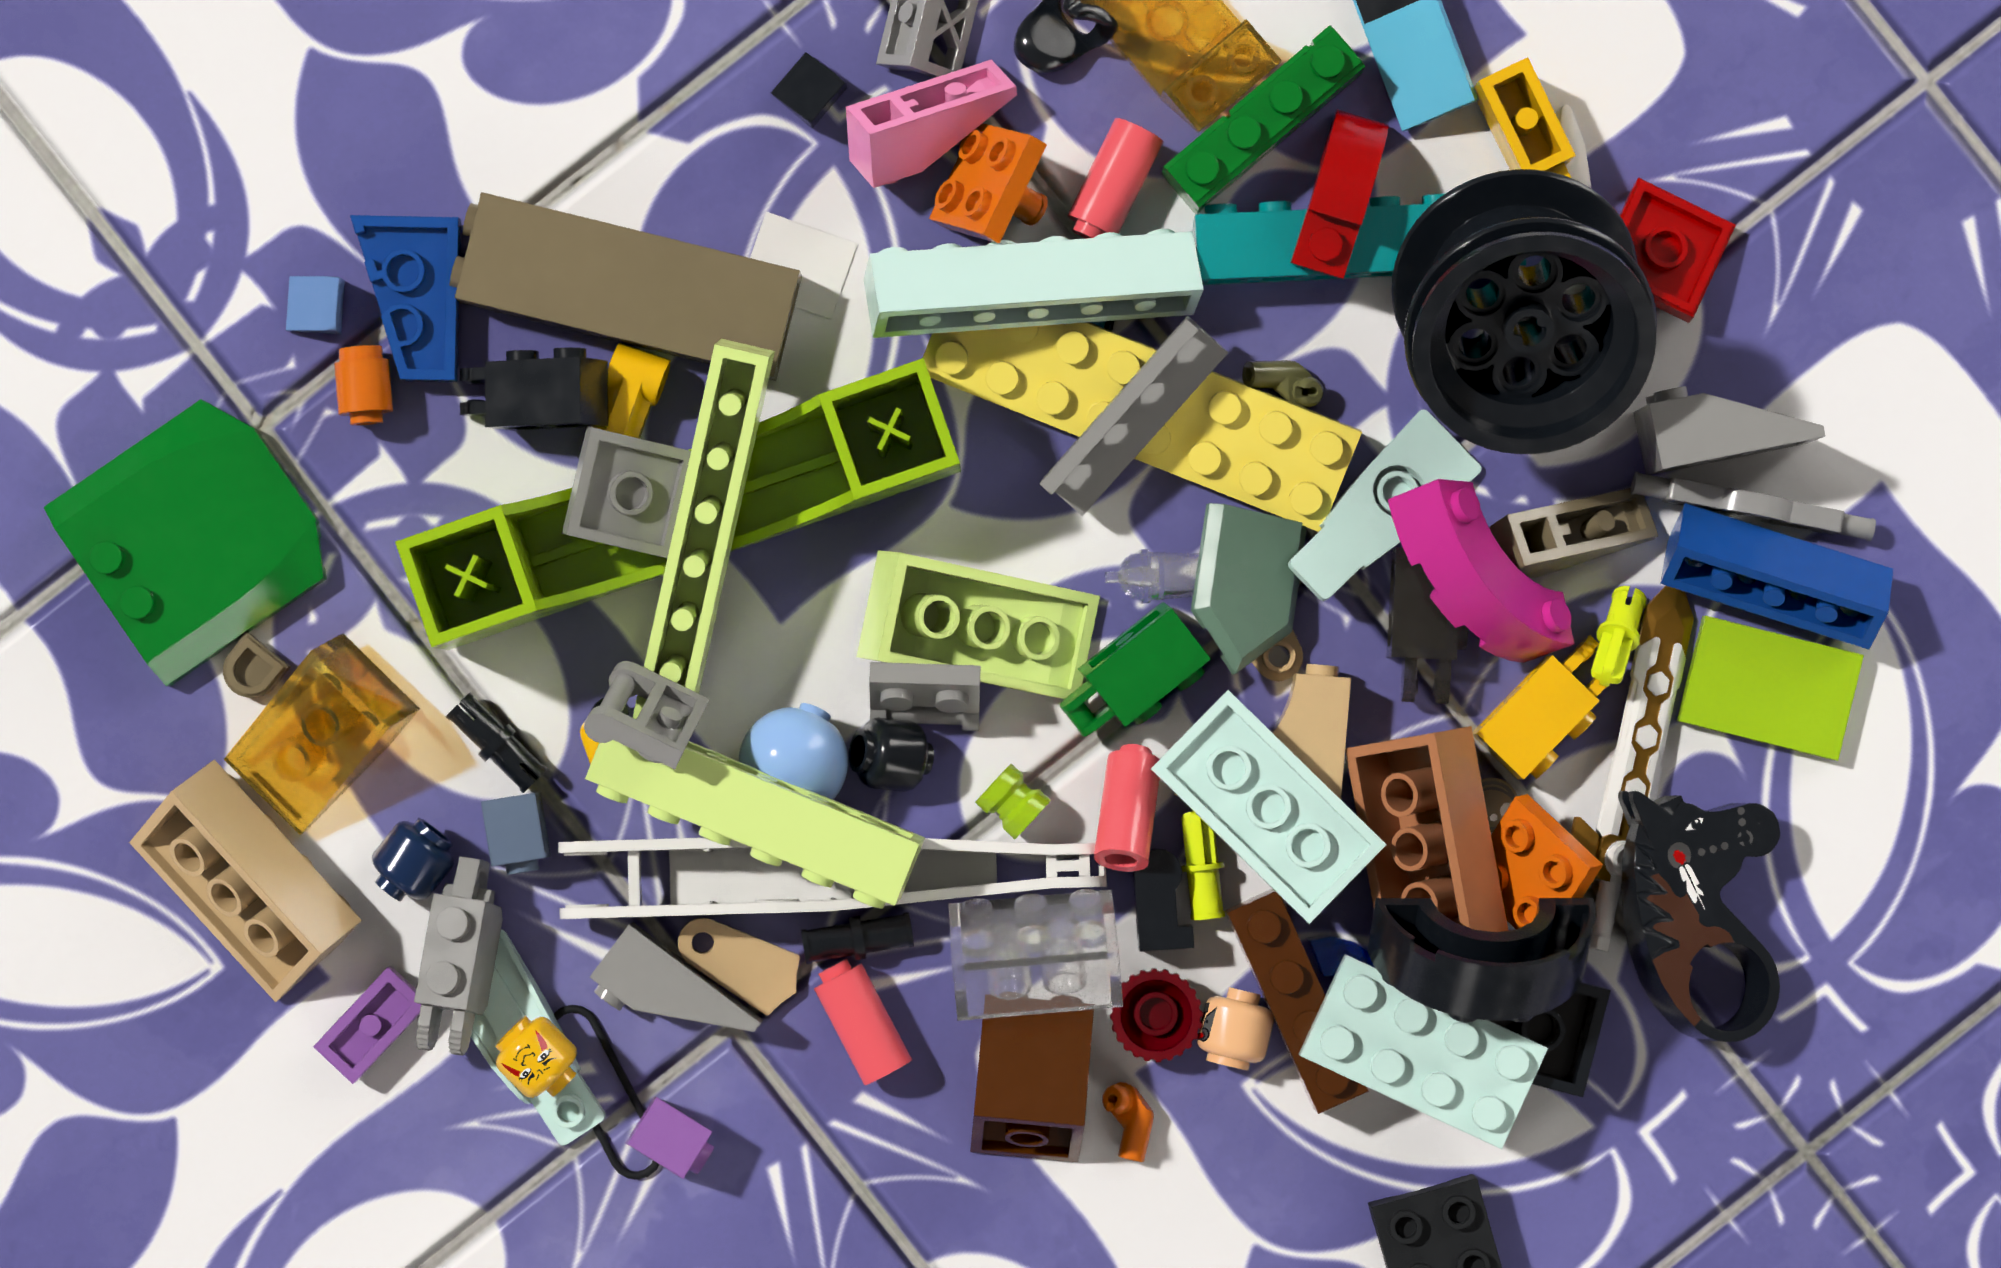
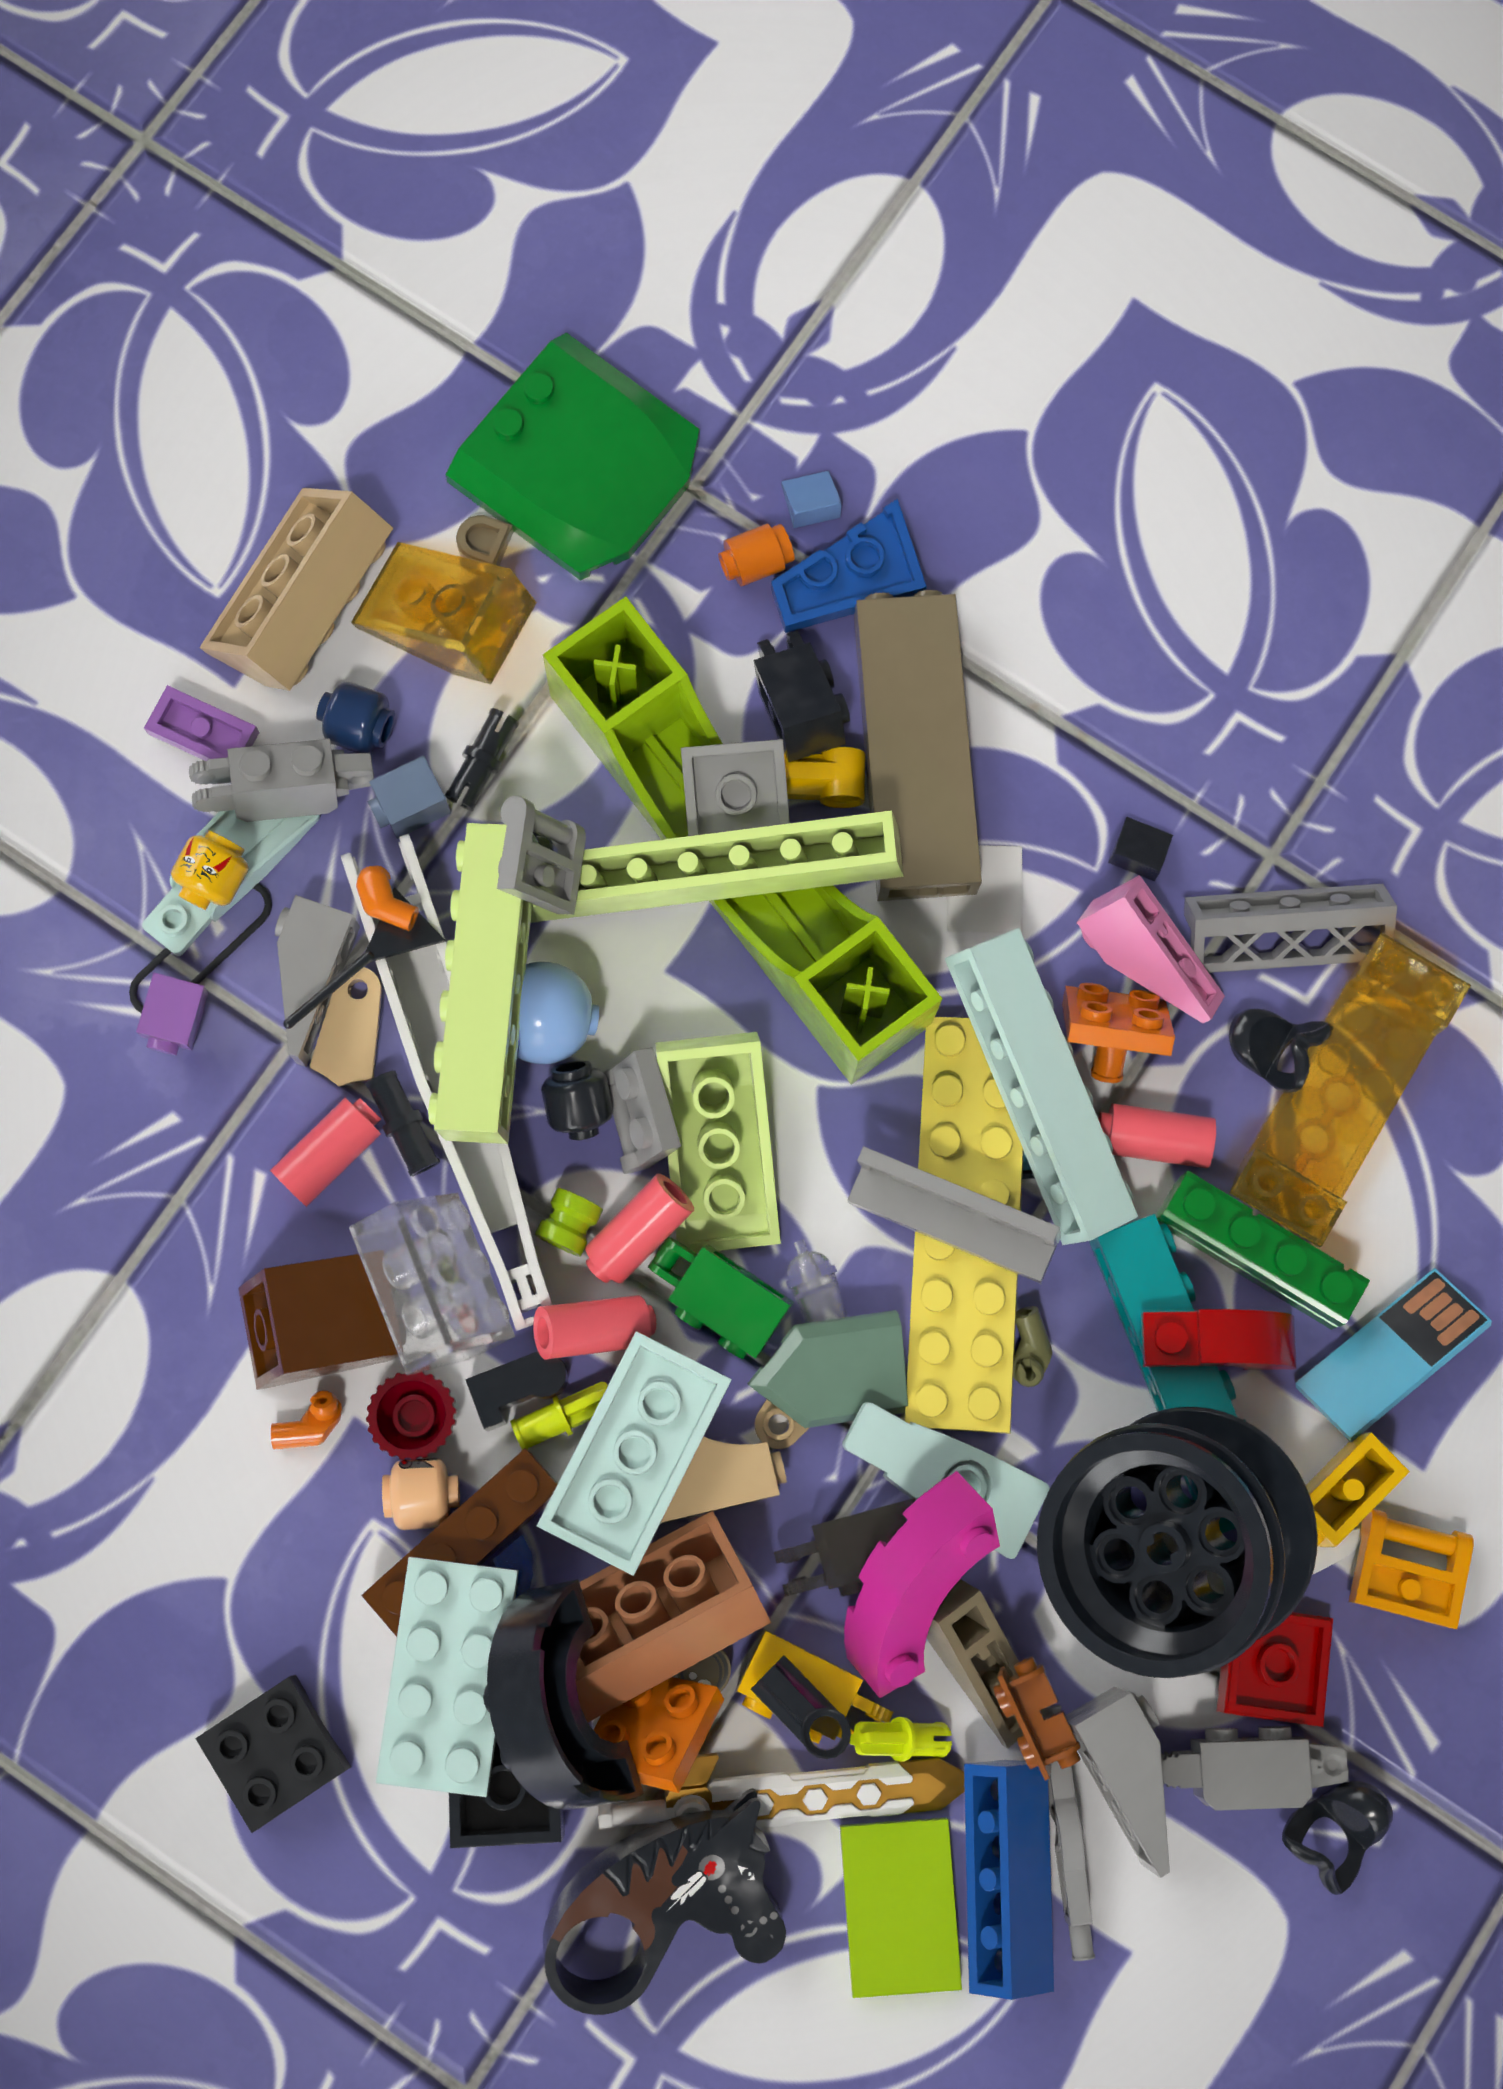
camera: 70 degrees right, 10 degrees down
(629, 893) = (379, 901): none -> orange arm
(667, 883) = (385, 942): none -> black piece
(1044, 734) = (638, 1230): none -> coral brick
(1558, 723) = (798, 1705): none -> black piece
(1631, 95) = (1407, 1586): none -> light orange plate
(1663, 500) = (1043, 1739): none -> dark orange hinge
(1754, 308) = (1254, 1771): none -> light grey hinge
(1829, 217) = (1362, 1815): none -> black piece

